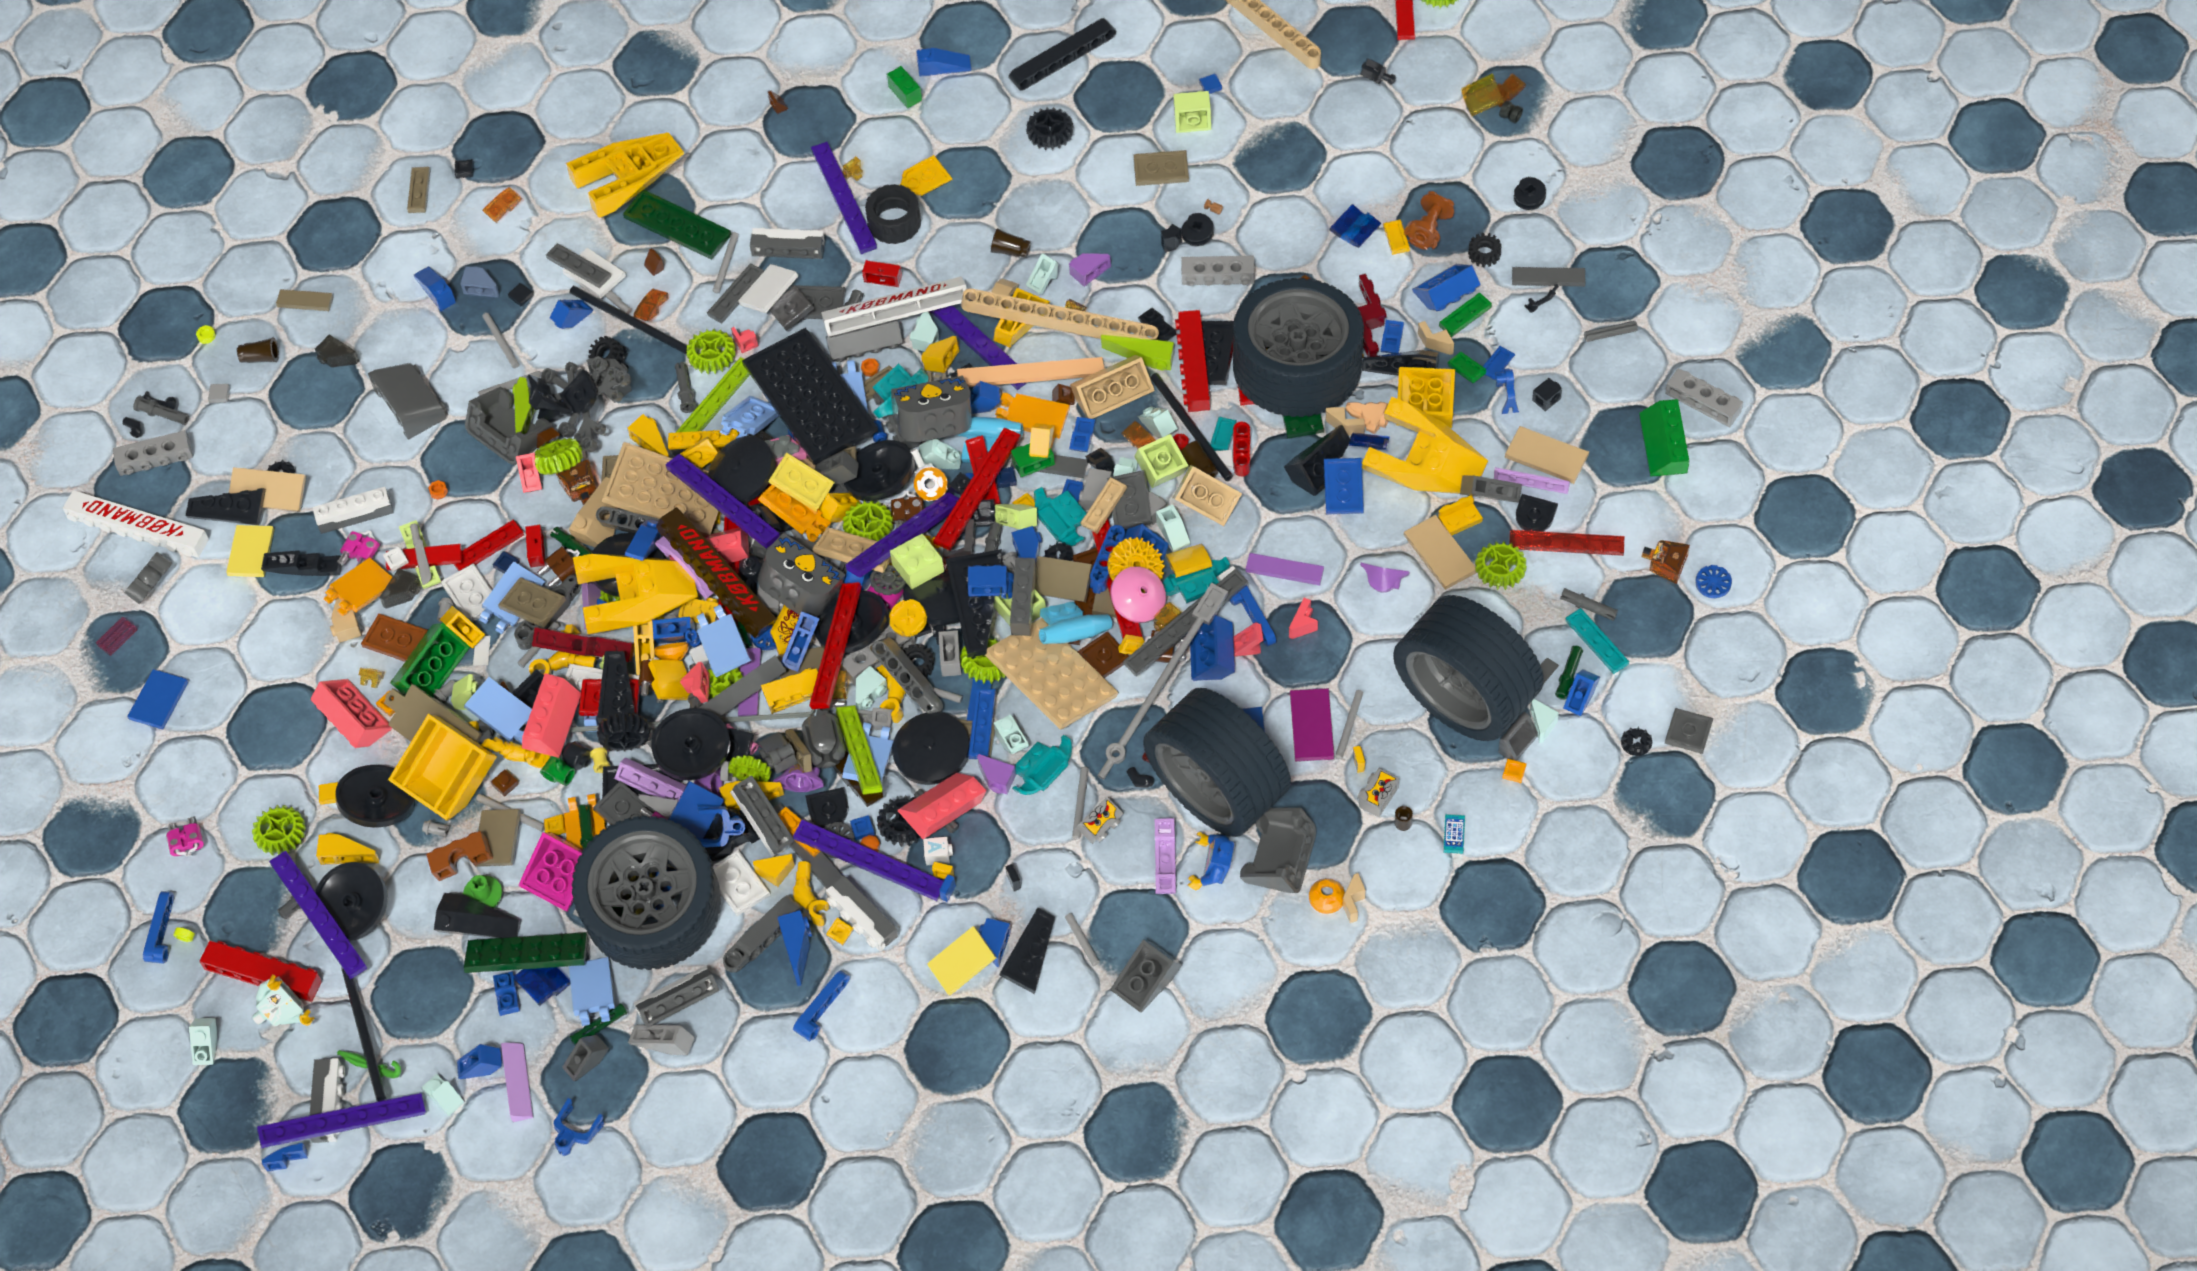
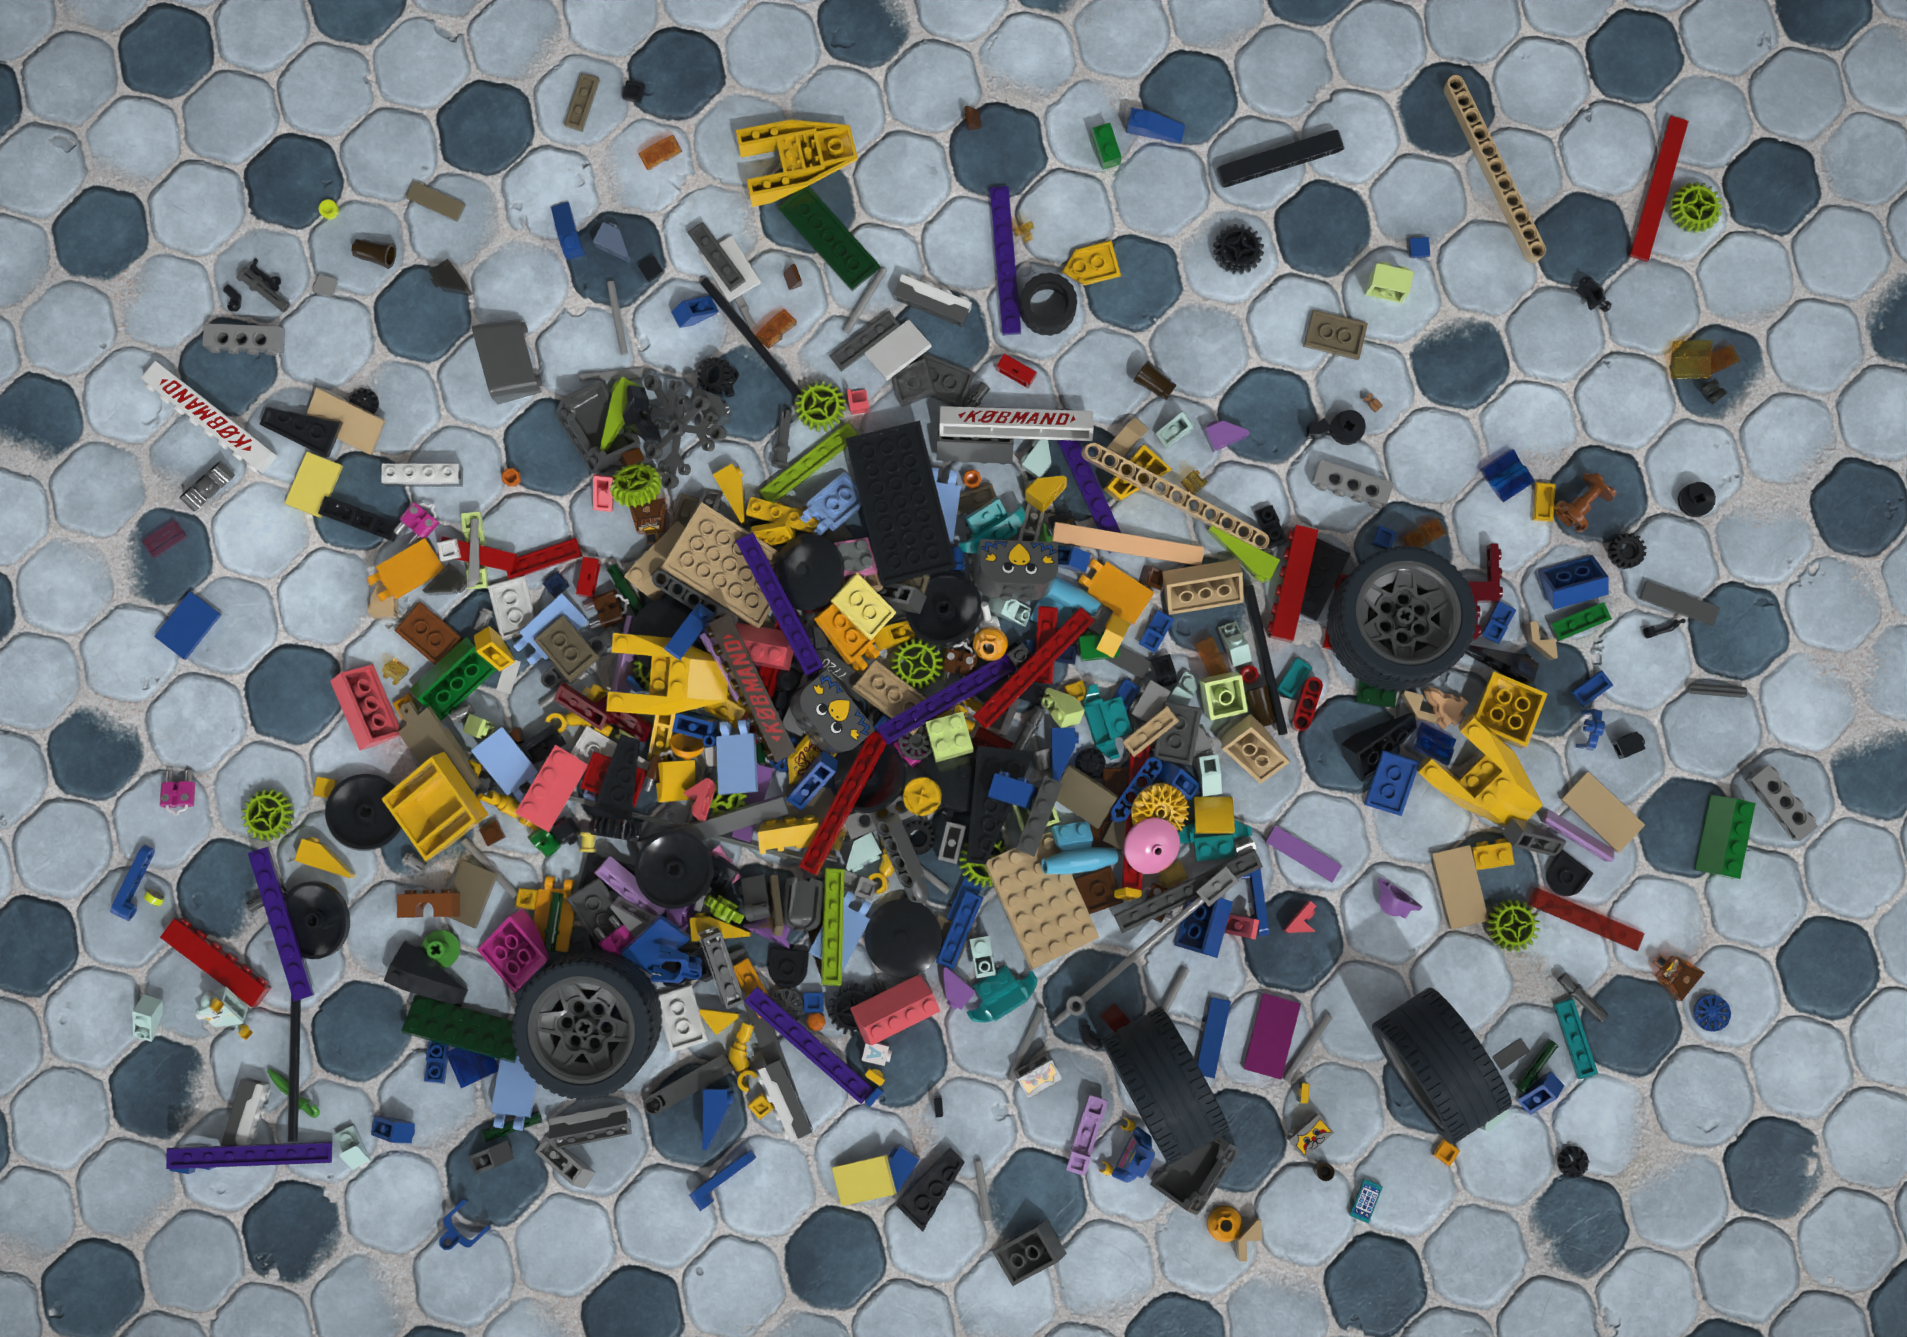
camera: 15 degrees right, 25 degrees up
(517, 1081) = (423, 1158): lavender slope -> none
(580, 393) = (674, 426): black tile -> none
(1466, 367) = (1560, 685): green plate -> none
(1689, 730) = (1627, 1167): dark grey tile -> none

